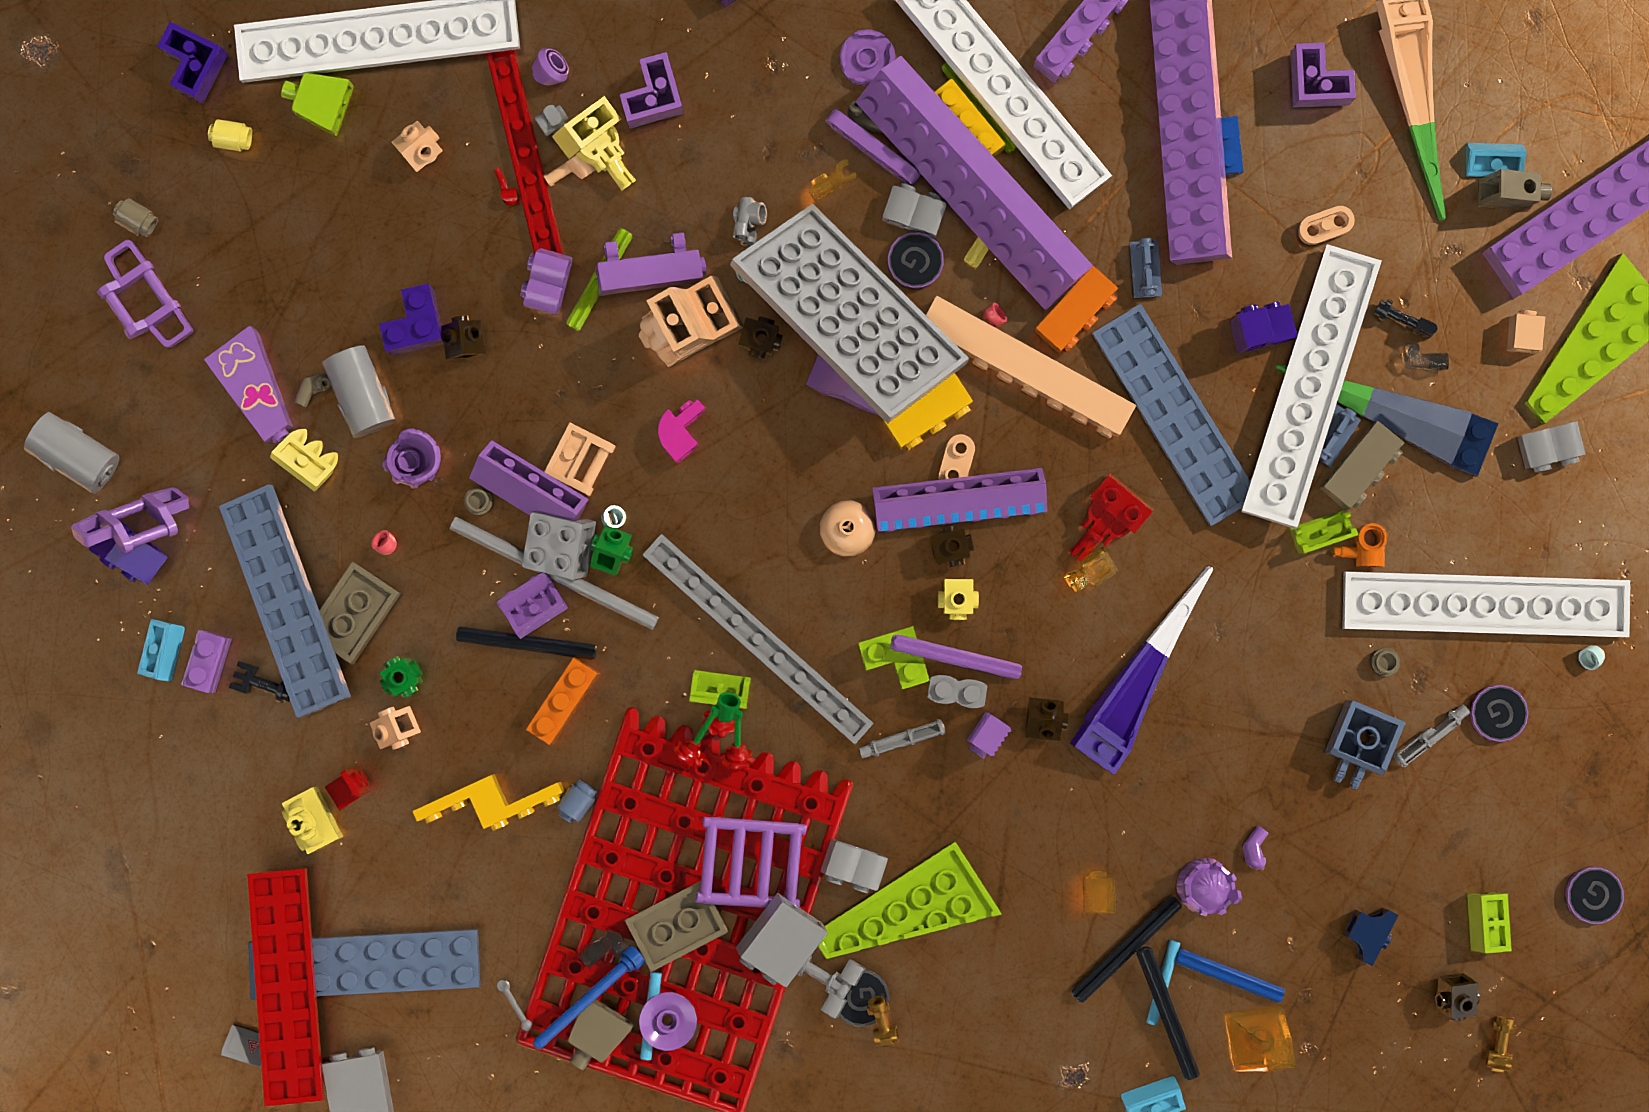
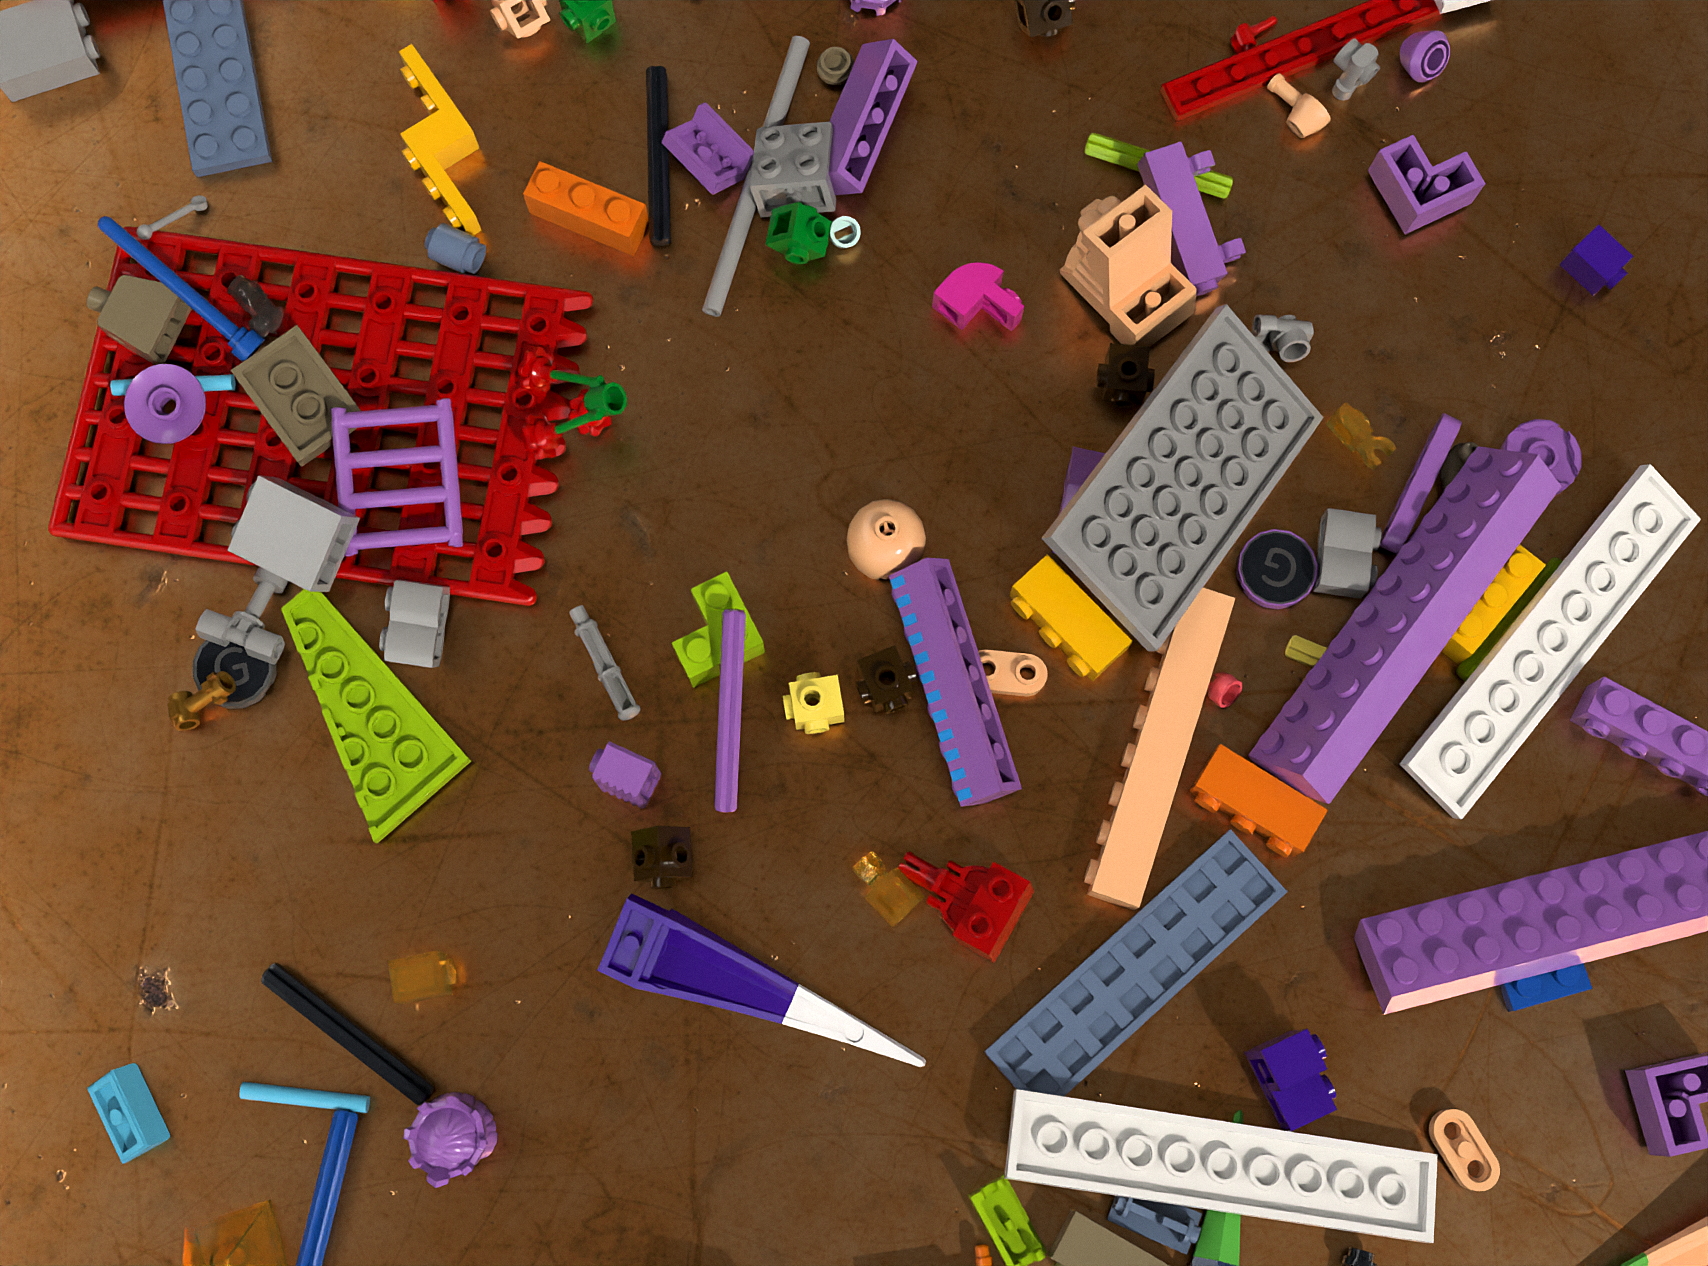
camera: 80 degrees right, 10 degrees down
(546, 281) = (1142, 96): medium lavender brick -> none
(571, 454) = (916, 167): light nougat plate -> none
(596, 141) = (1344, 119): light yellow brick -> none
(708, 686) = (639, 422): lime hinge -> none
(758, 639) = (710, 448): light grey plate -> none
(964, 692) = (680, 735): light grey brick -> none
(1145, 268) = (1339, 892): sand blue hinge -> none
(1168, 1013) = (257, 1110): black axle -> none
(1252, 848) = (517, 1198): medium lavender arm -> none

